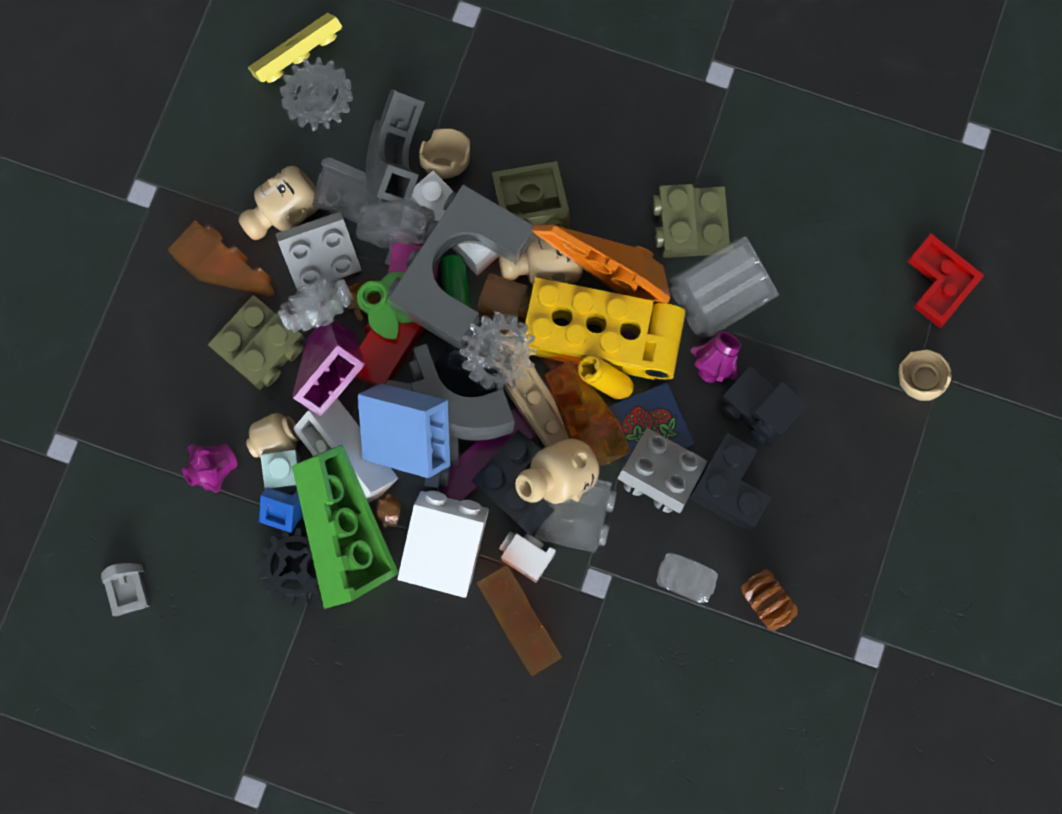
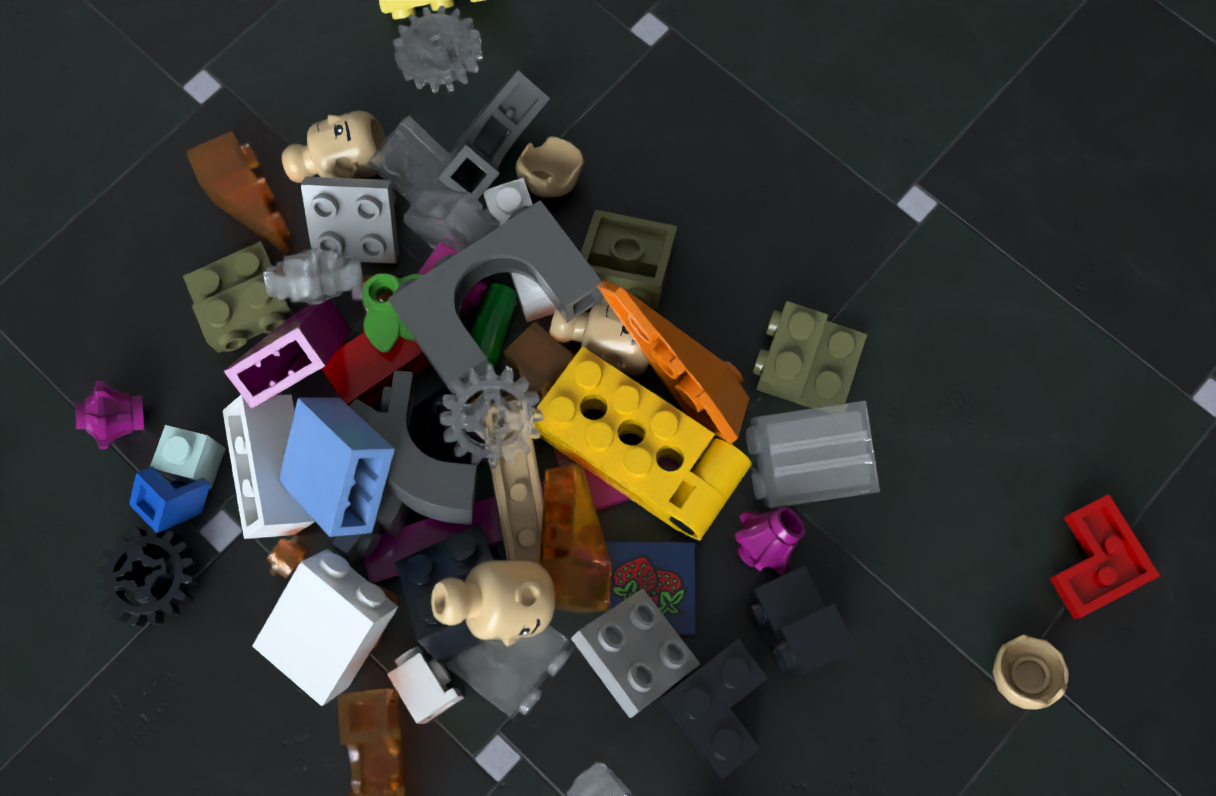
camera: 30 degrees right, 5 degrees down
(272, 435) = (198, 409): tan head -> none
(341, 528) = (210, 557): bright green wedge -> none
(605, 377) = (616, 504): yellow piece -> none

